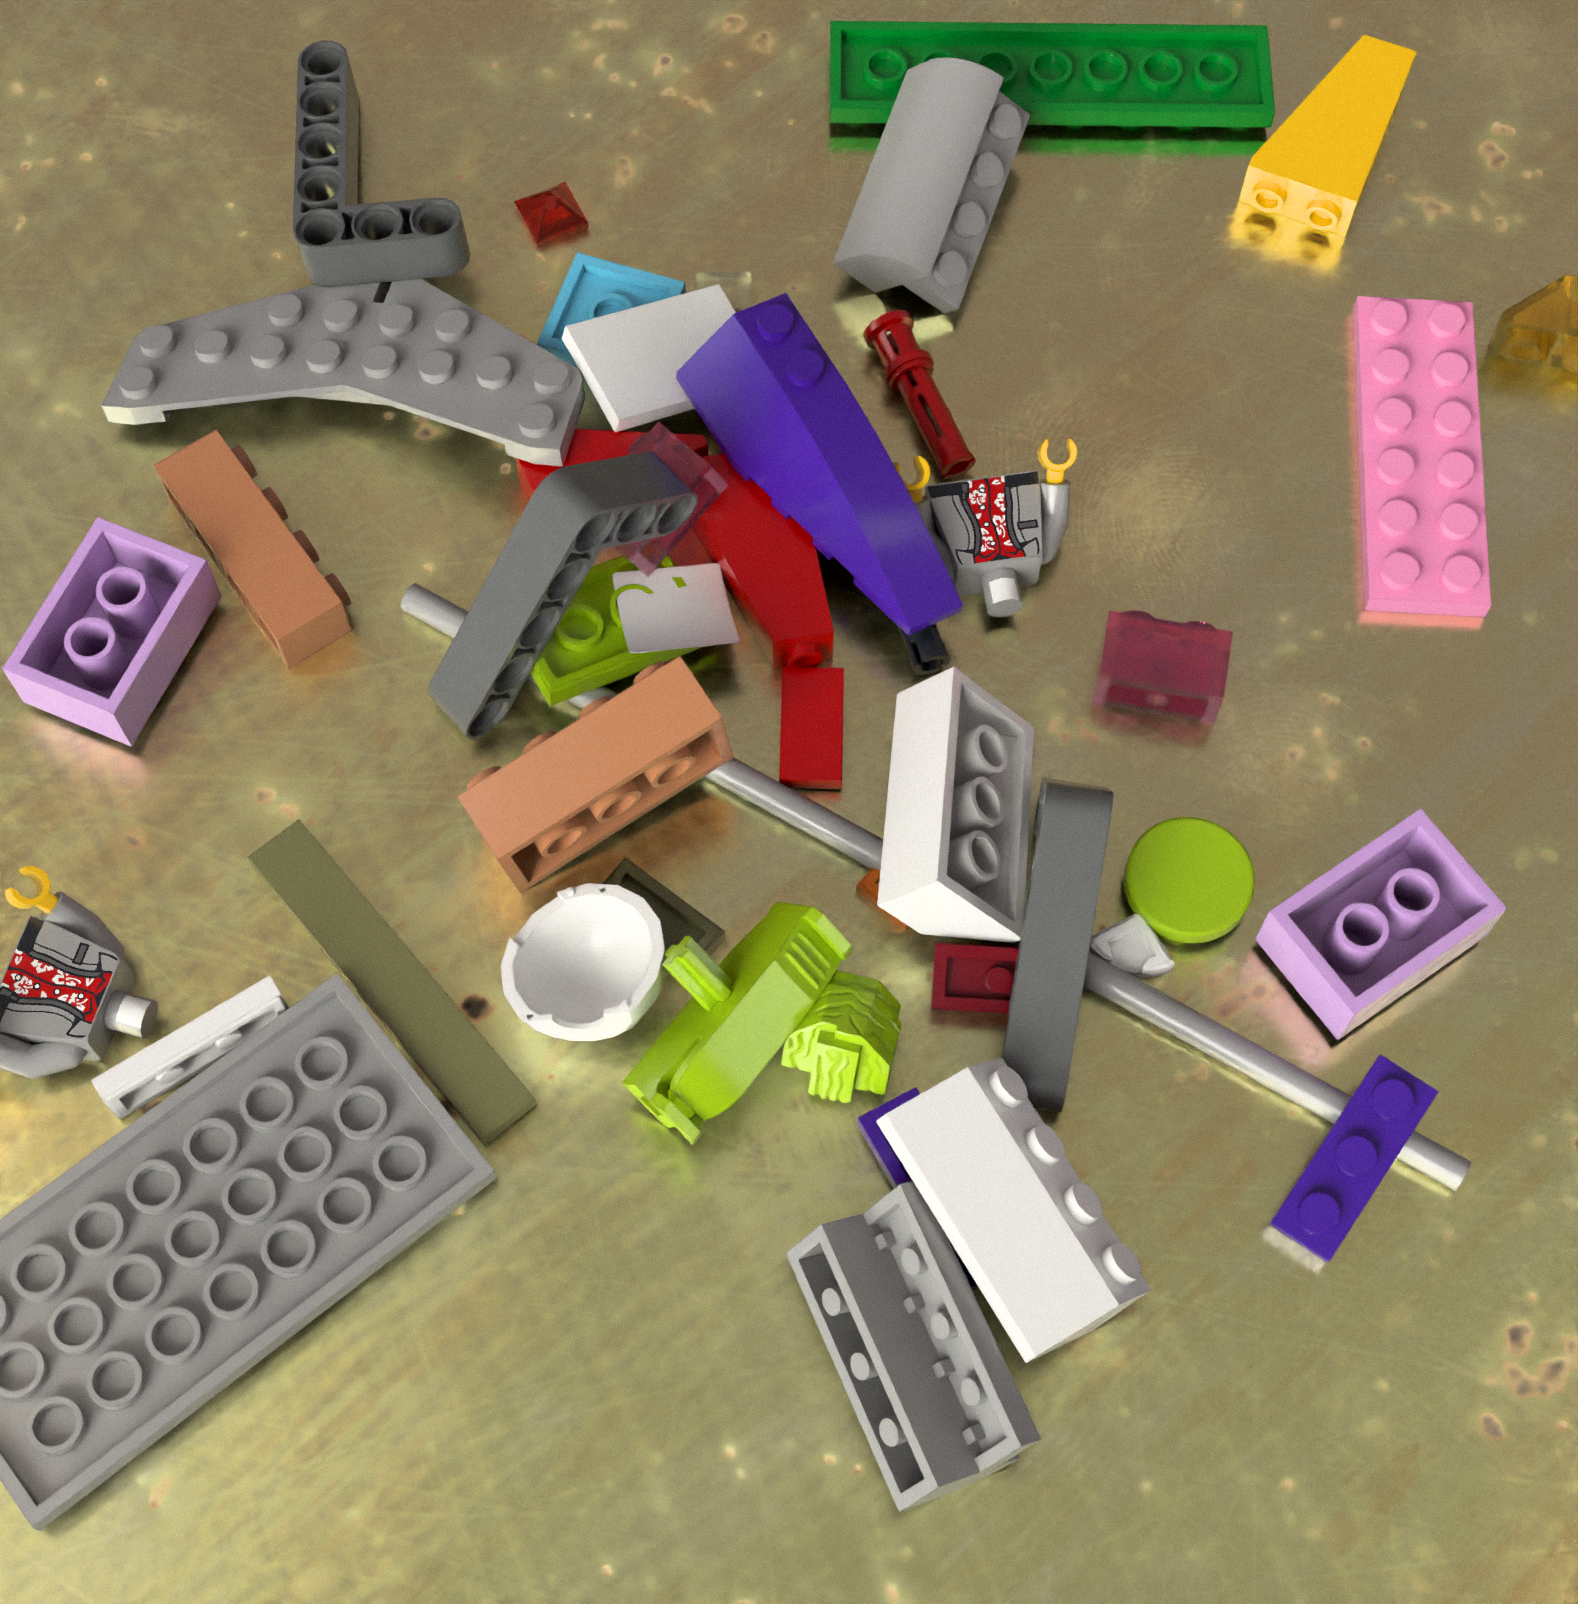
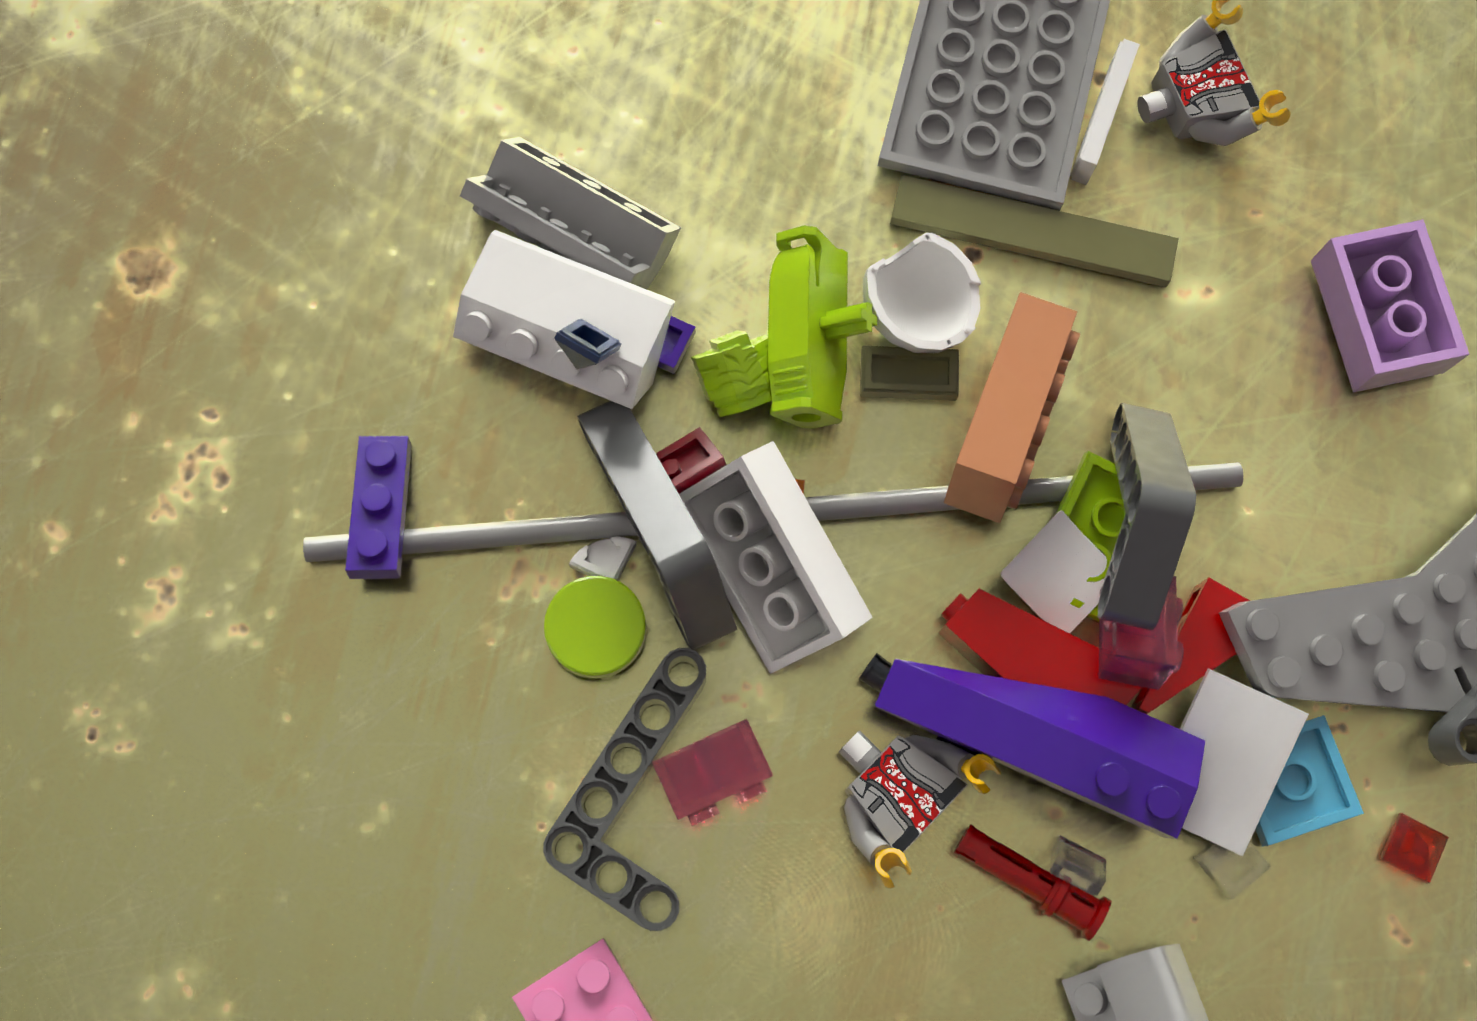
camera: 140 degrees right, 10 degrees up
(254, 547) = (1365, 430): nougat brick -> none
(811, 727) = (912, 567): red tile -> none
(871, 374) = (1078, 866): none -> clear tile
(1015, 1122) = (586, 344): none -> slope
(1263, 708) = (622, 788): none -> dark grey beam
(1379, 923) = (448, 669): lavender brick -> none

